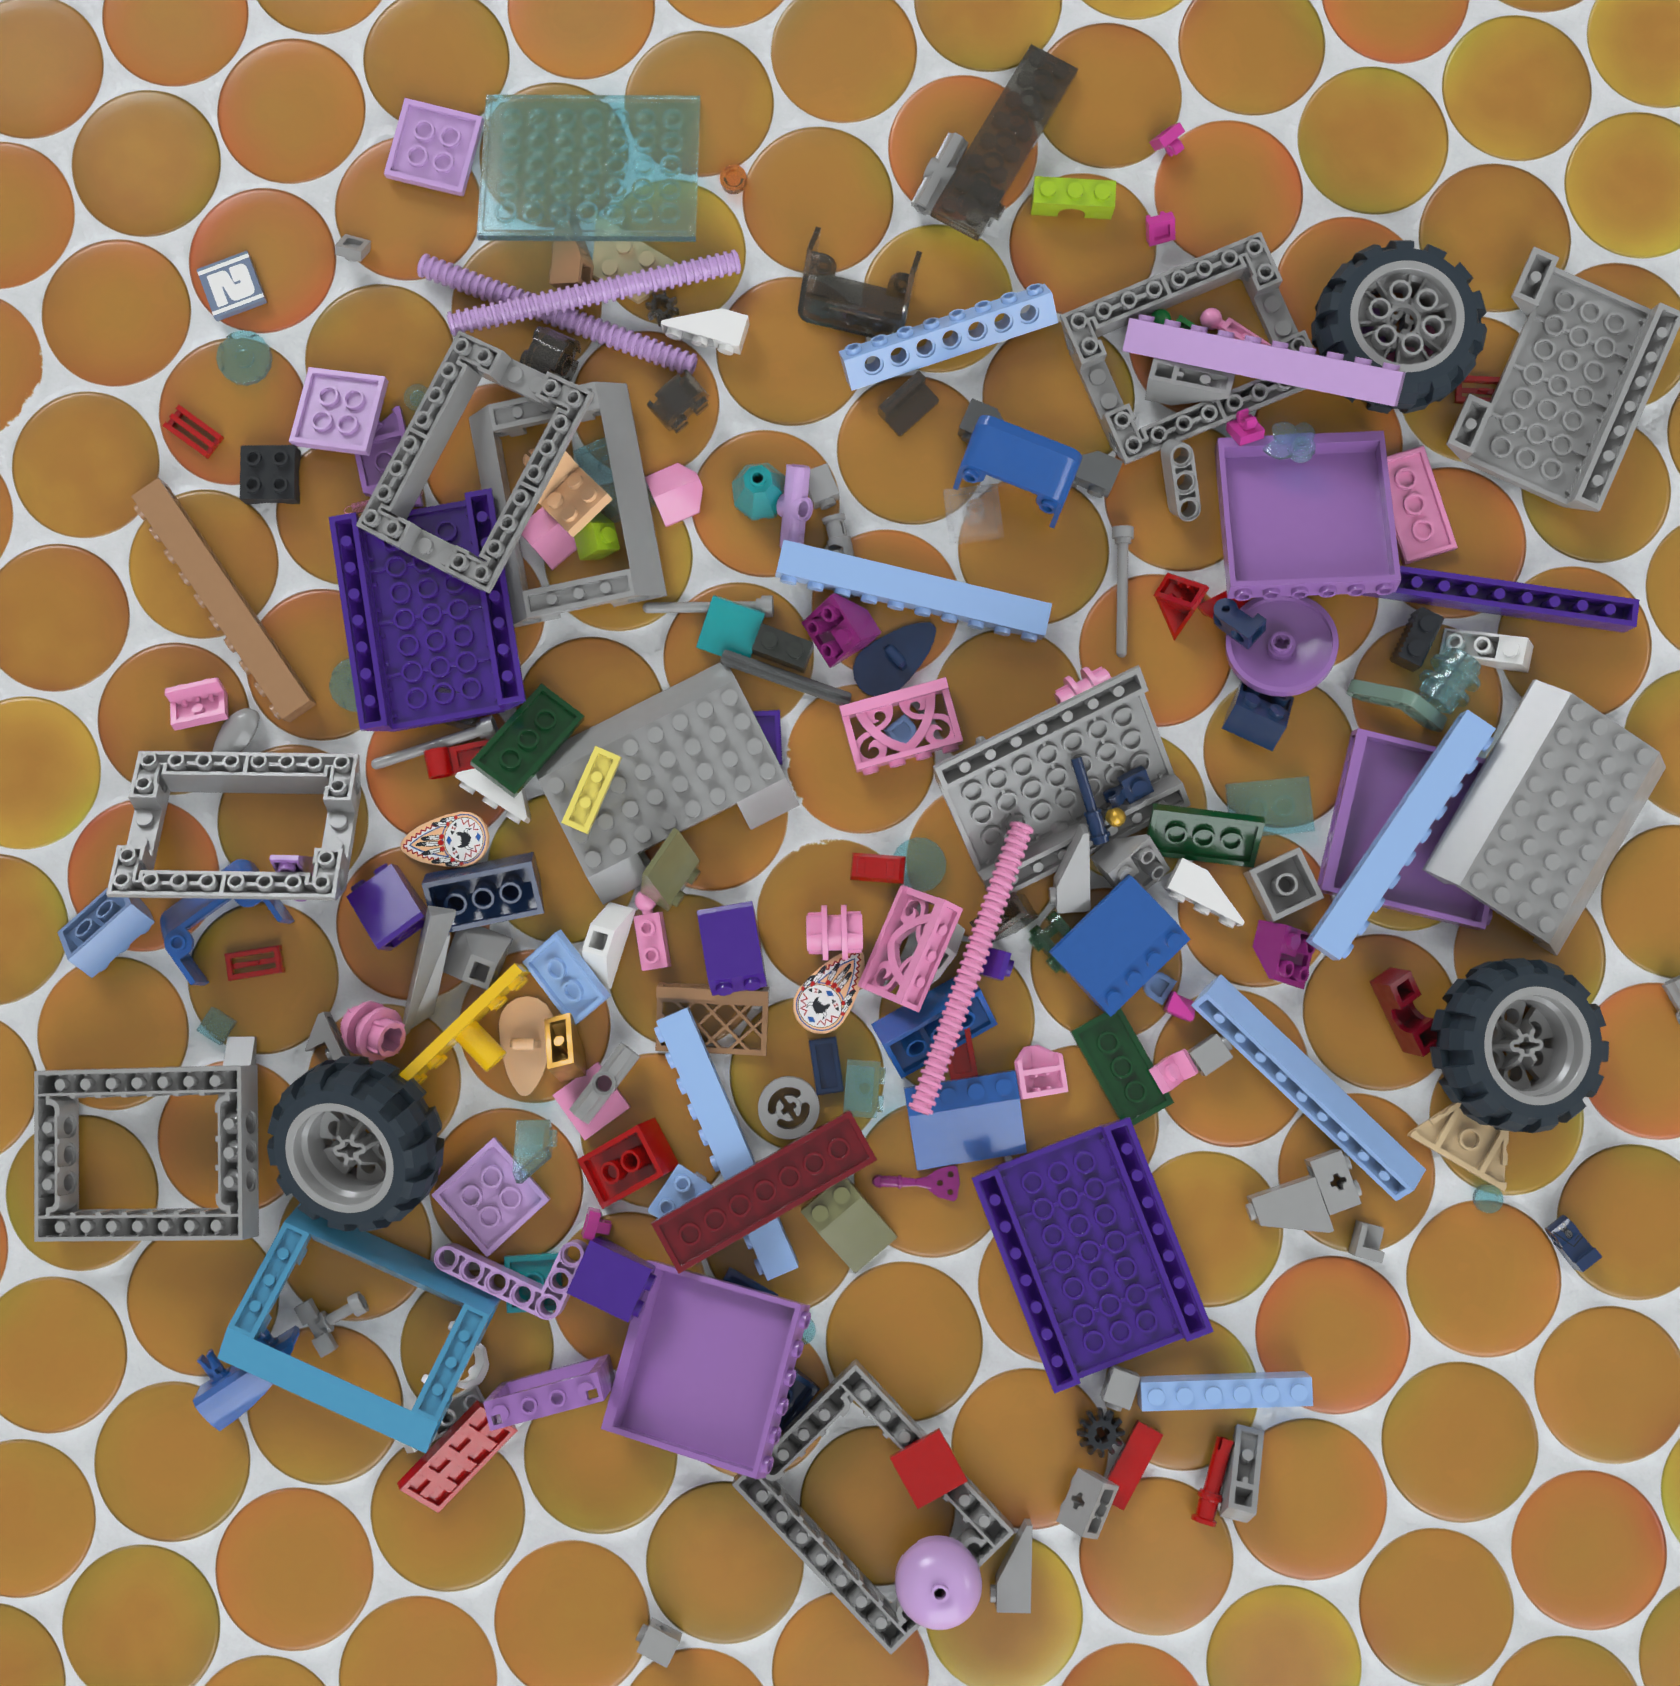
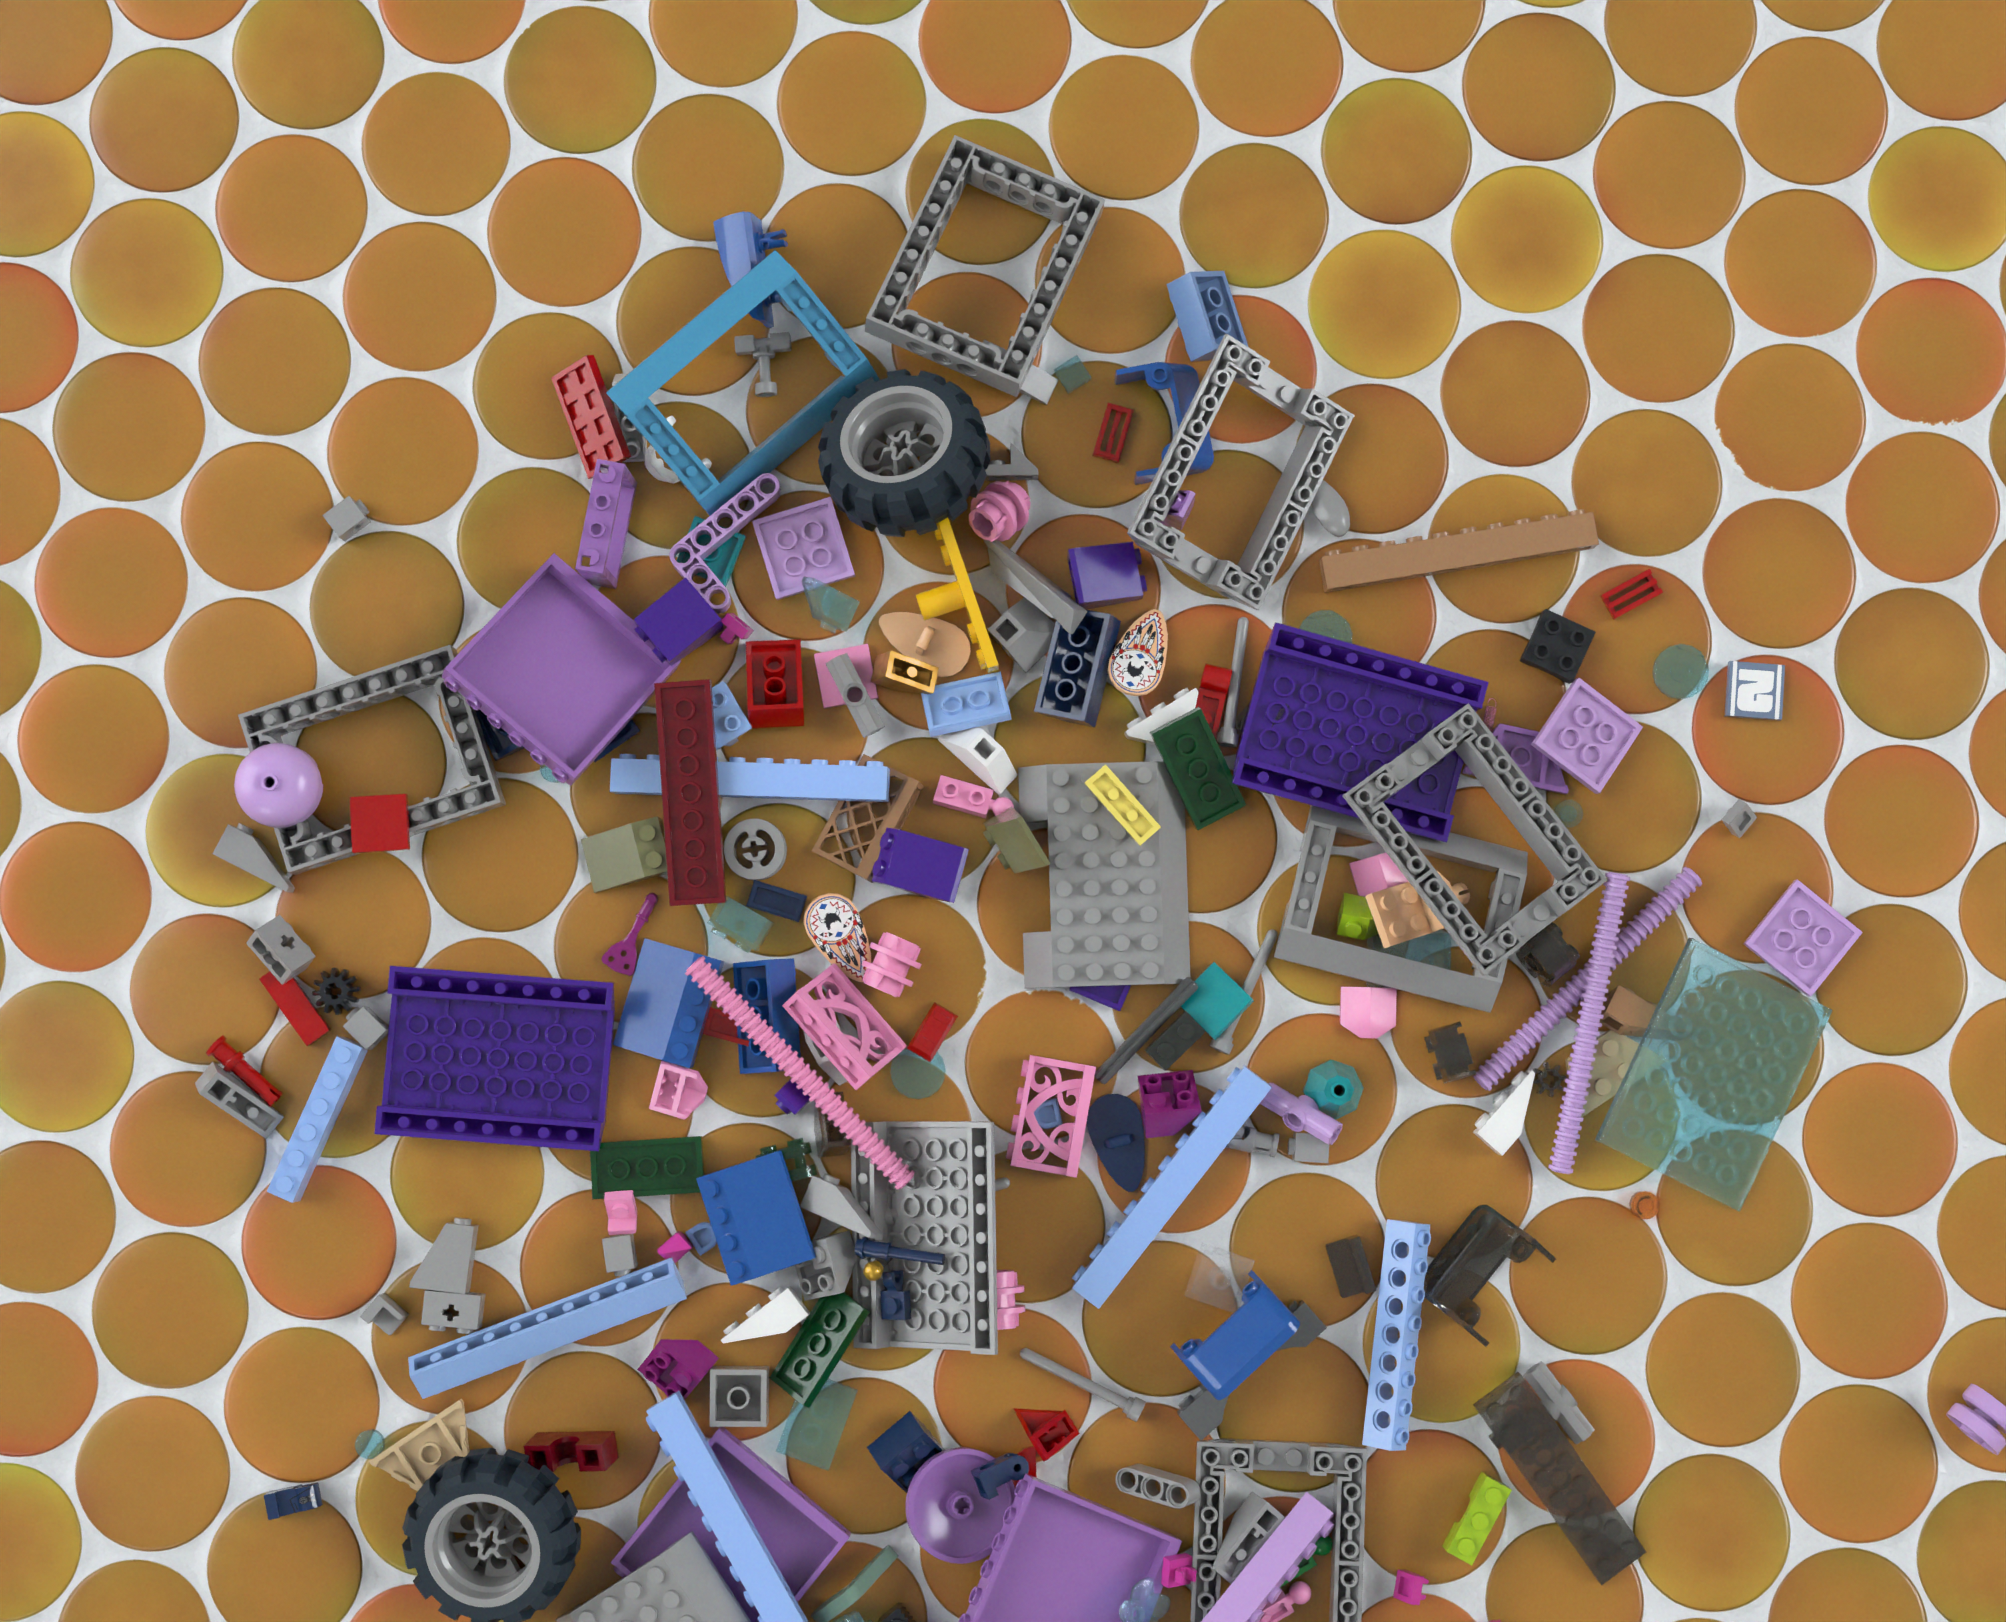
camera: 110 degrees right, 0 degrees up
(197, 703) = (1373, 486): bright pink bracket -> none

